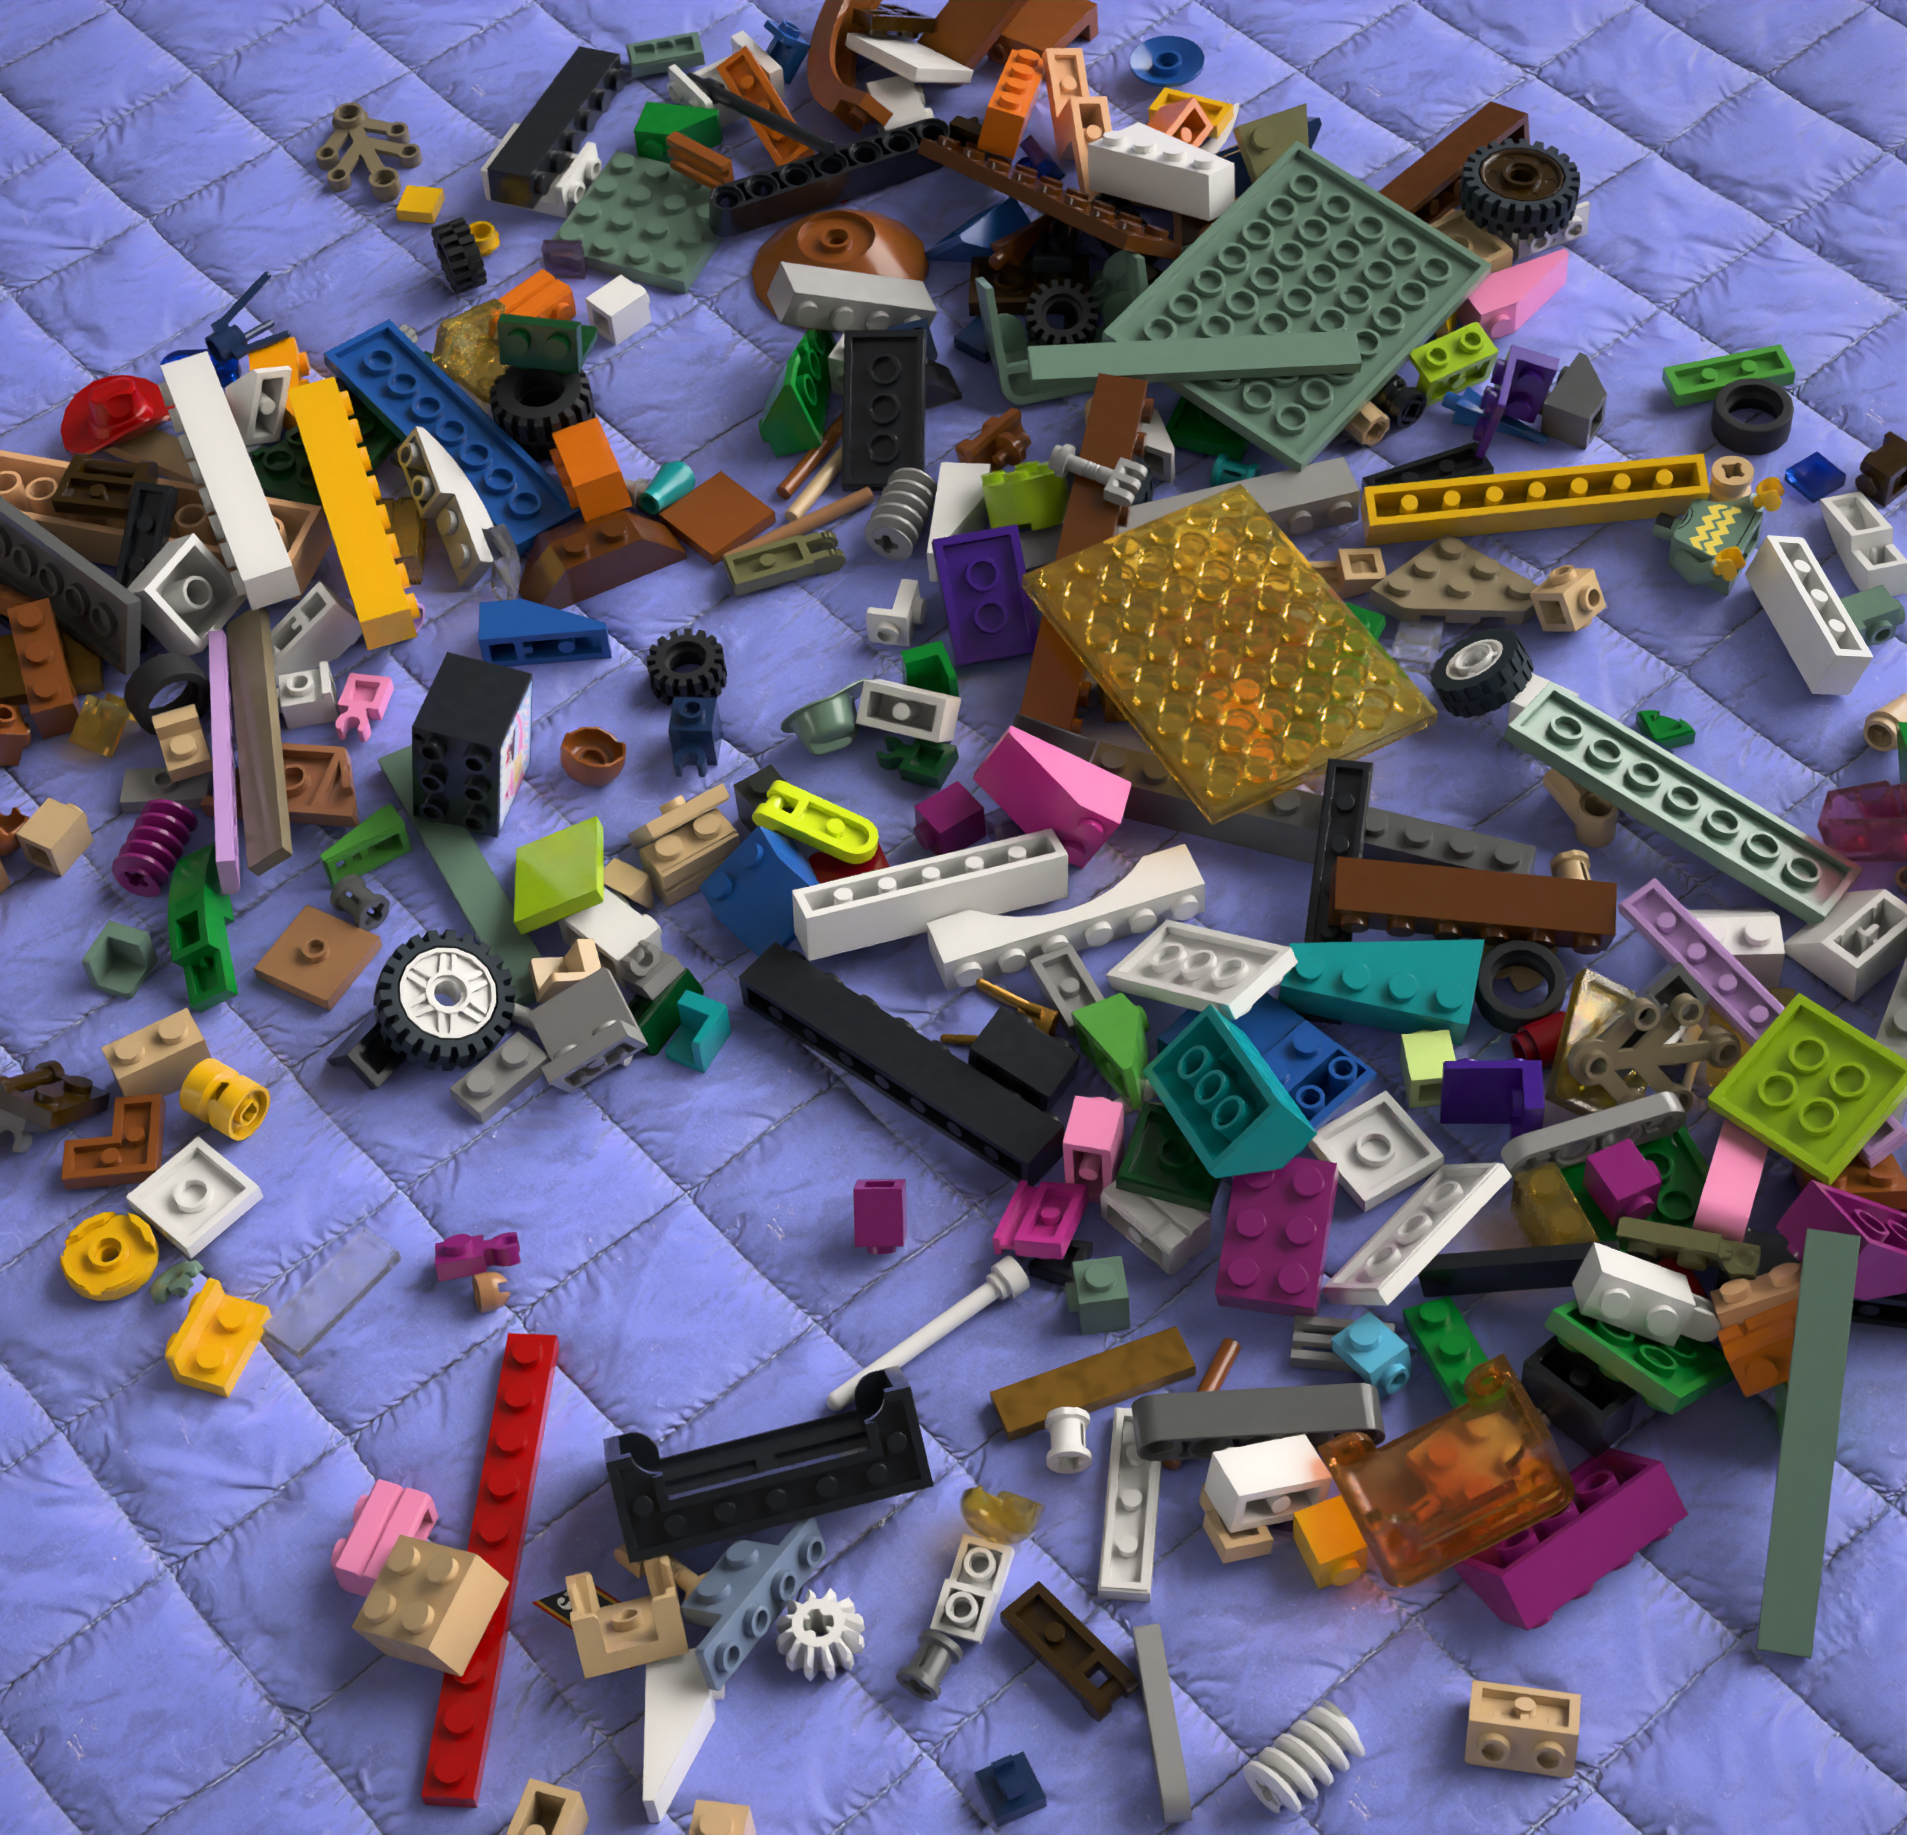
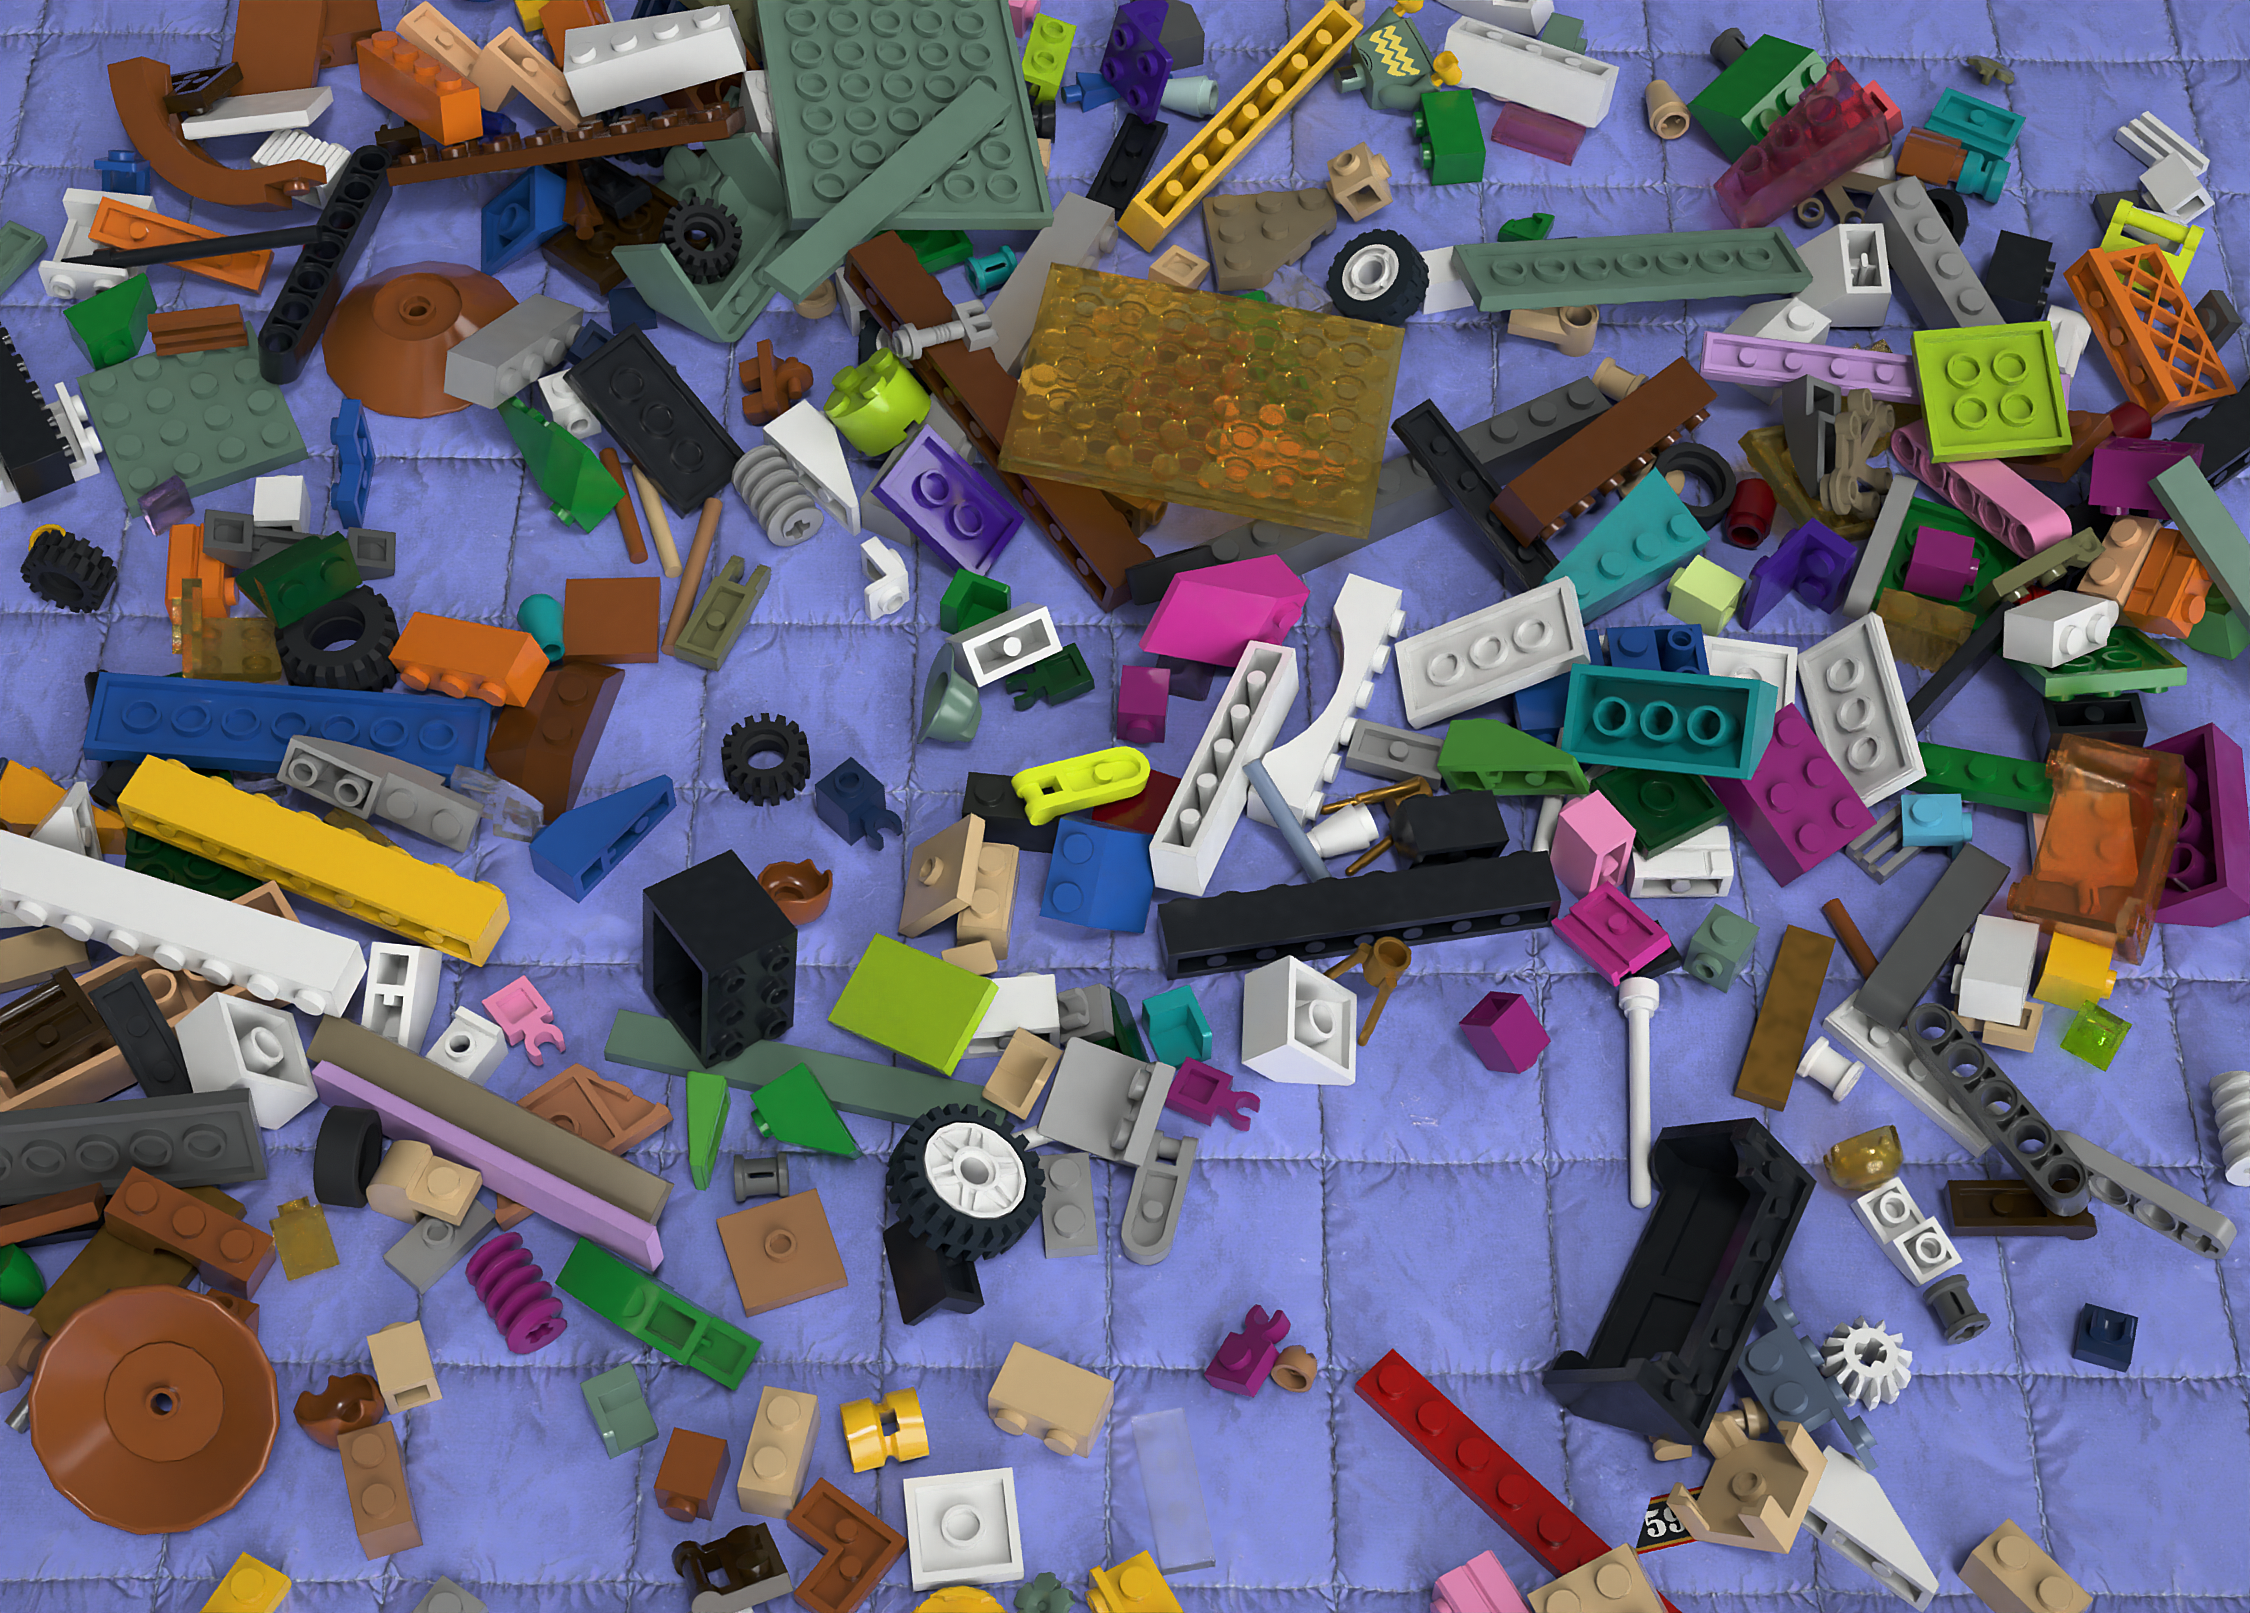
camera: 55 degrees left, 5 degrees up
(100, 1024) = (692, 1475): none -> dark orange brick
(331, 1173) = (1050, 1401): none -> tan brick
(423, 885) = (802, 1115): none -> green slope
(553, 1117) = (1157, 1199): none -> light grey plate
(611, 356) = (238, 543): none -> dark grey slope
(661, 1087) = (1205, 1092): none -> magenta plate
(694, 310) = (355, 463): none -> blue plate
(770, 1097) = (1299, 1025): none -> white slope
(843, 1095) = (1381, 968): none -> pearl gold plant
(922, 962) = (1285, 820): none -> sand blue bar
(964, 1006) = (1344, 831): none -> white cone
(1122, 1564) = (2006, 1130): none -> dark grey beam
(1287, 1596) = (2096, 1035): none -> clear neon green tile
(1531, 454) = (1191, 95): none -> light aqua cone
(1687, 621) = (1449, 137): none -> green brick
(1769, 669) = (1538, 133): none -> clear pink tile

